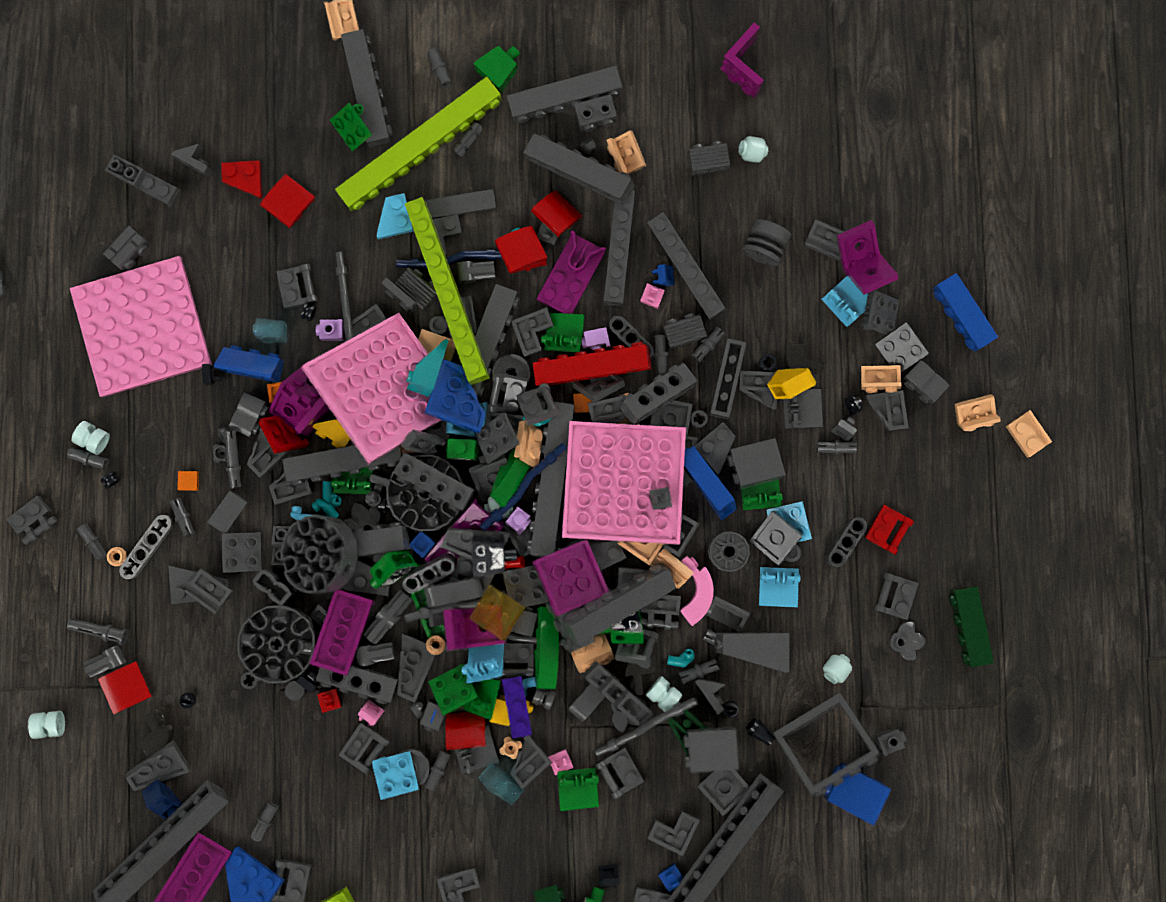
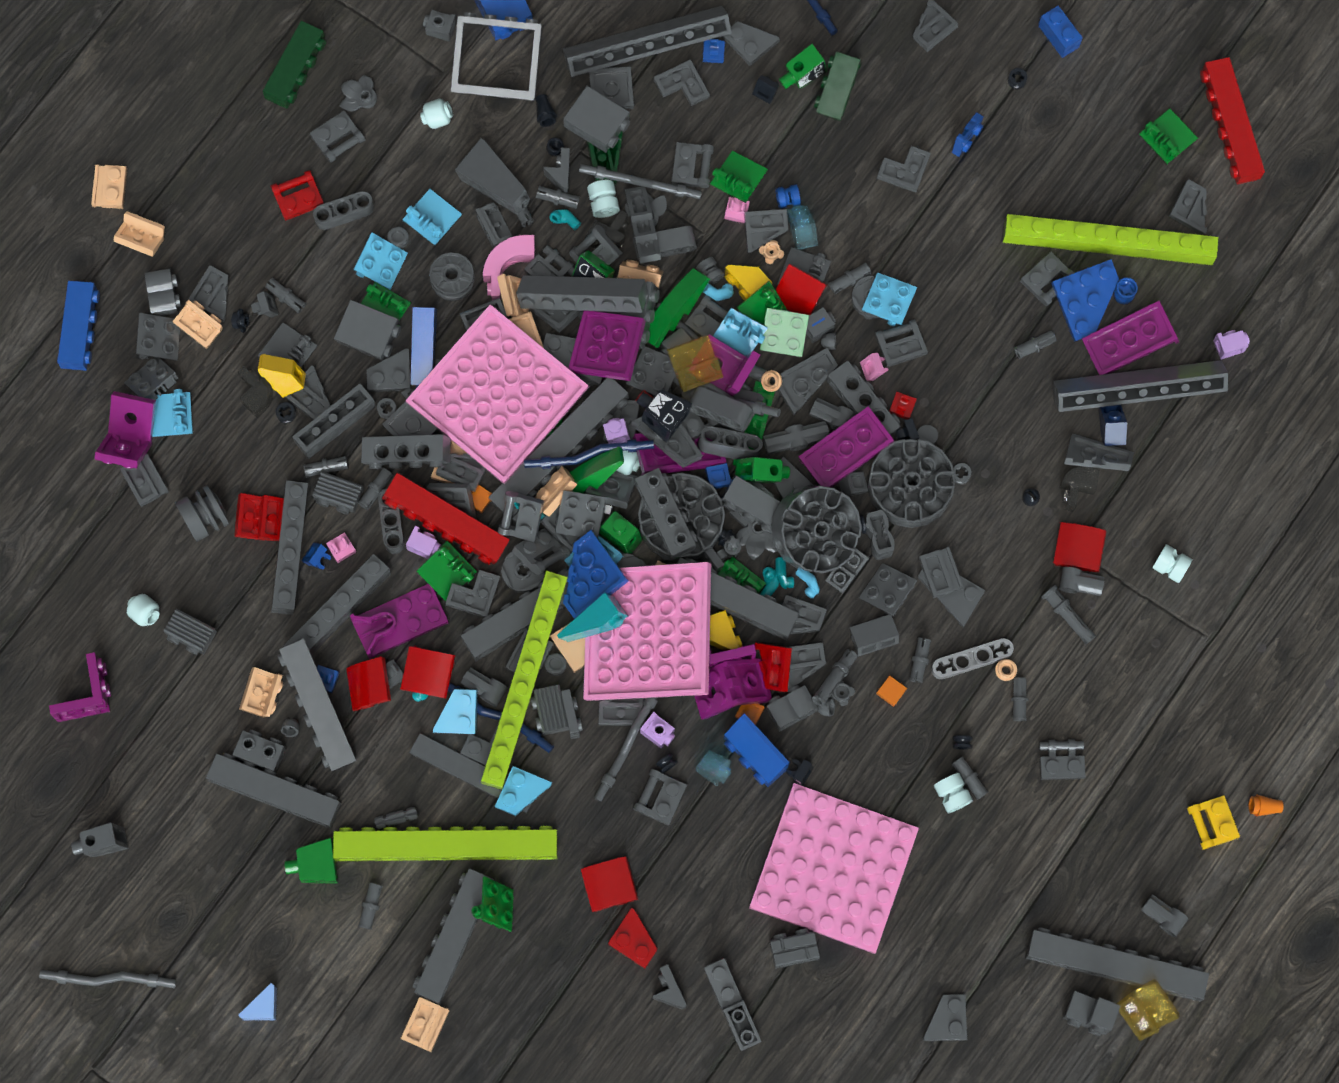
camera: 145 degrees left, 10 degrees down
(422, 442) = (649, 555): dark grey hinge -> none
(478, 239) = (459, 713): none -> medium azure wing
(517, 707) = (738, 276): dark purple plate -> none
(529, 800) = (783, 196): none -> blue wheel
(590, 198) = (329, 678): none -> blue tile
(660, 498) = (476, 353): dark grey tile -> none
(726, 274) = (258, 517): none -> red slope
(776, 538) = (401, 255): plate -> none

